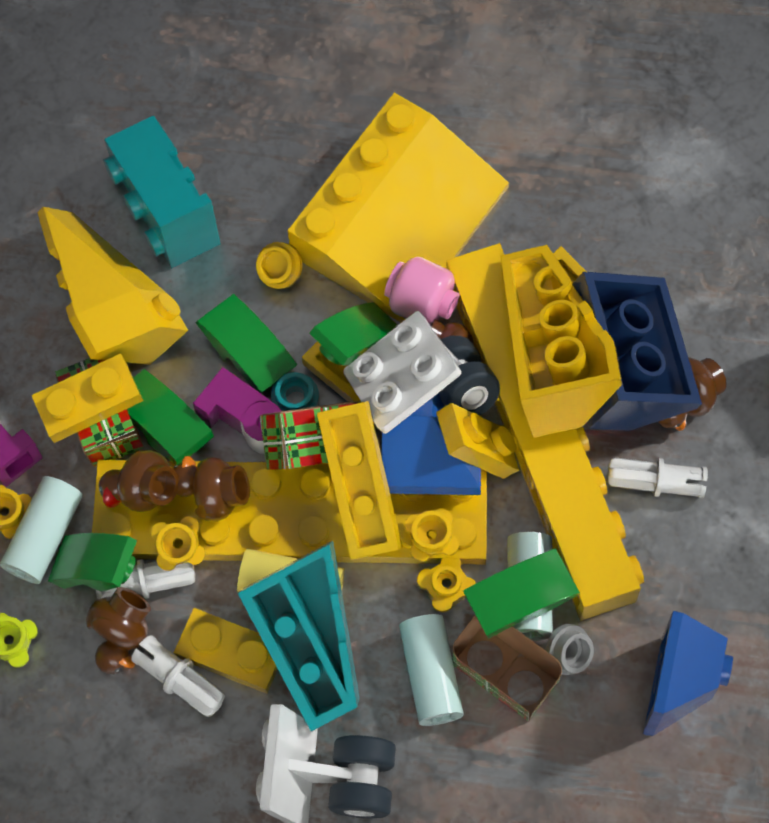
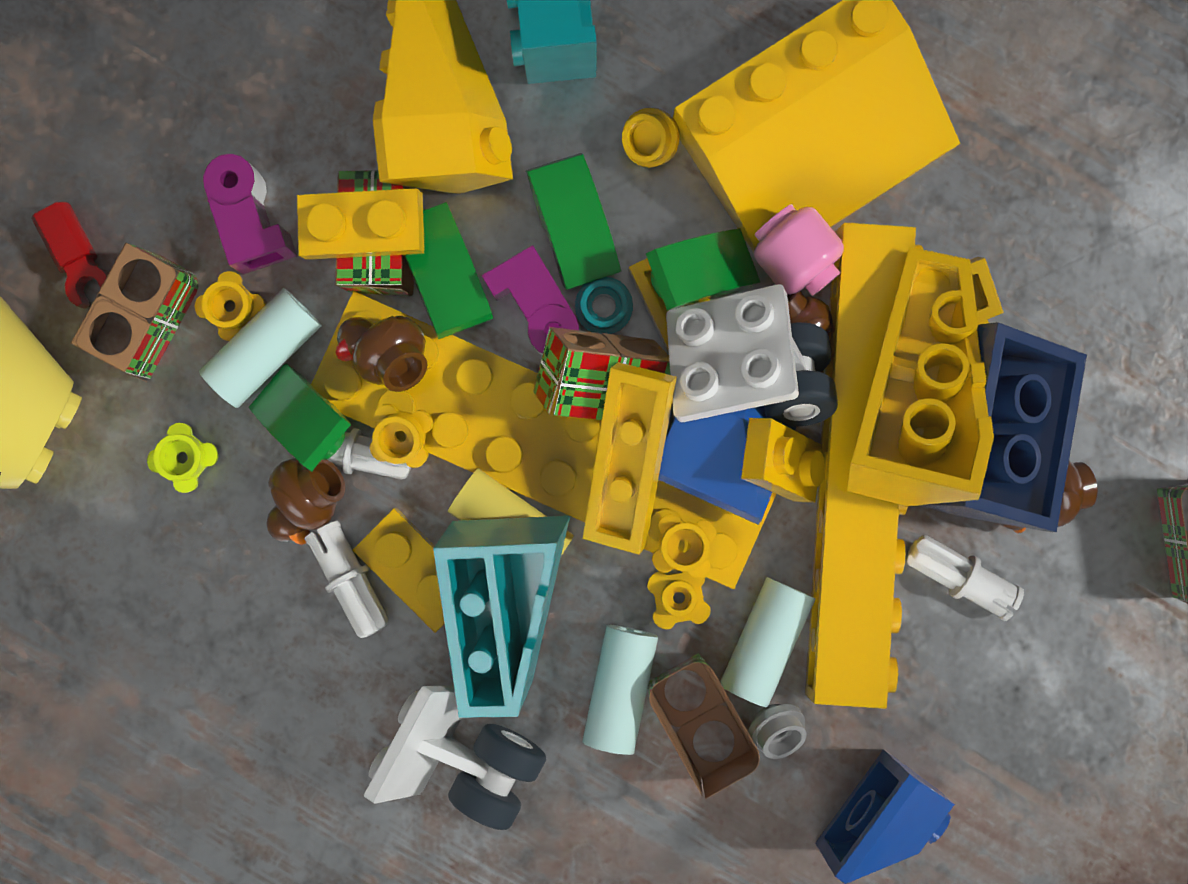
camera: 20 degrees right, 20 degrees up
(214, 486) = (465, 391): reddish brown animal -> none
(521, 592) = (752, 667): green slope -> none

